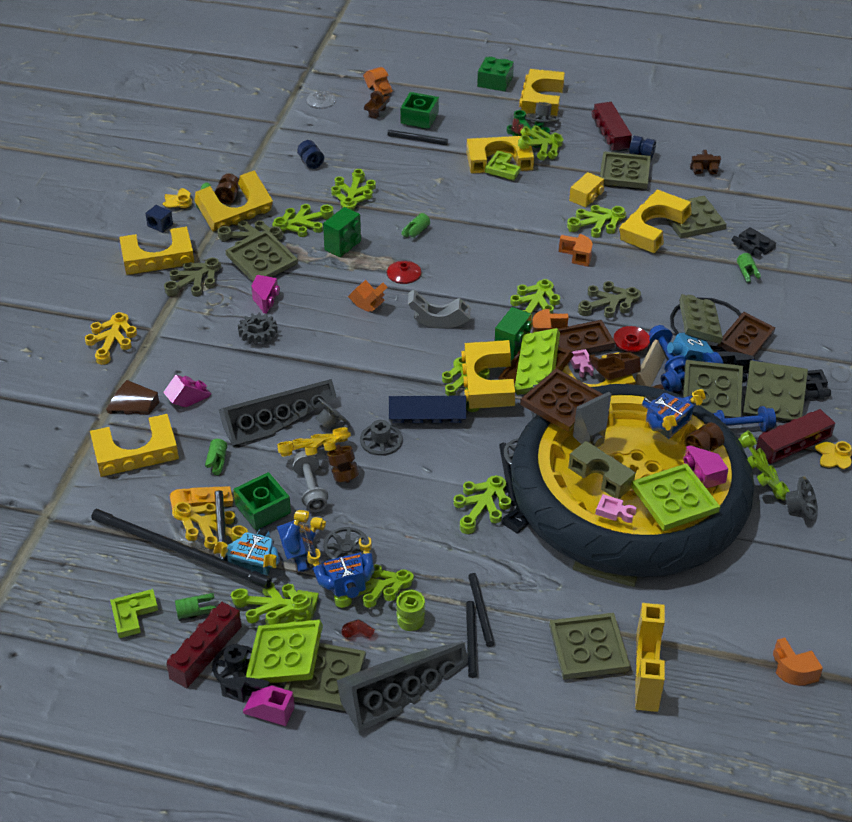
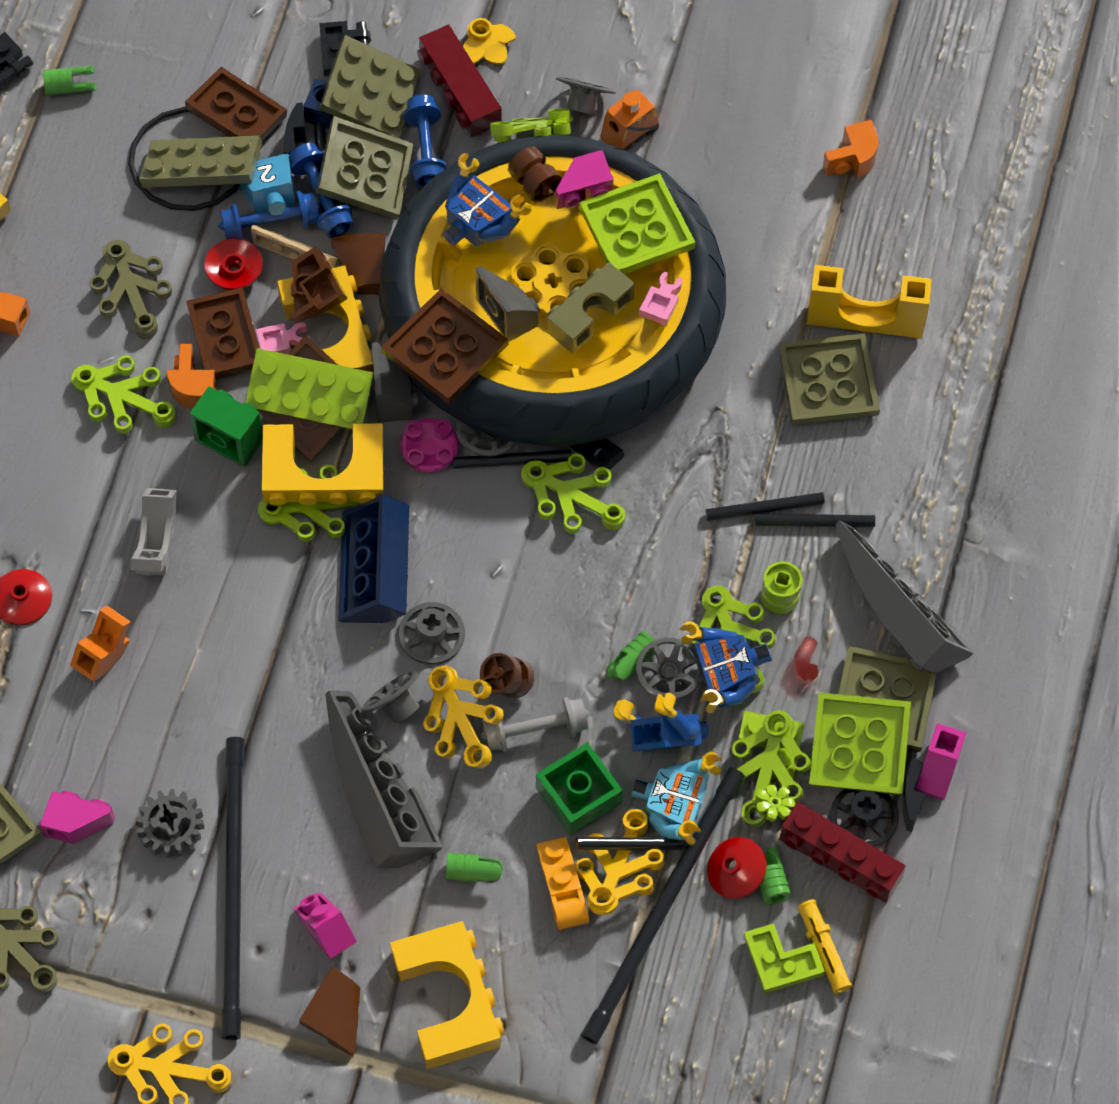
camera: 90 degrees left, 20 degrees up
(133, 638) = (819, 934): none -> yellow pin
(140, 359) = (231, 1011): none -> black piece
(200, 586) = (746, 875): none -> red dish
(242, 601) = (774, 802): none -> lime plant
(348, 522) = (625, 663): none -> bright green hinge
(510, 429) = (429, 444): none -> dark pink dish
(786, 525) = (629, 121): none -> orange torso

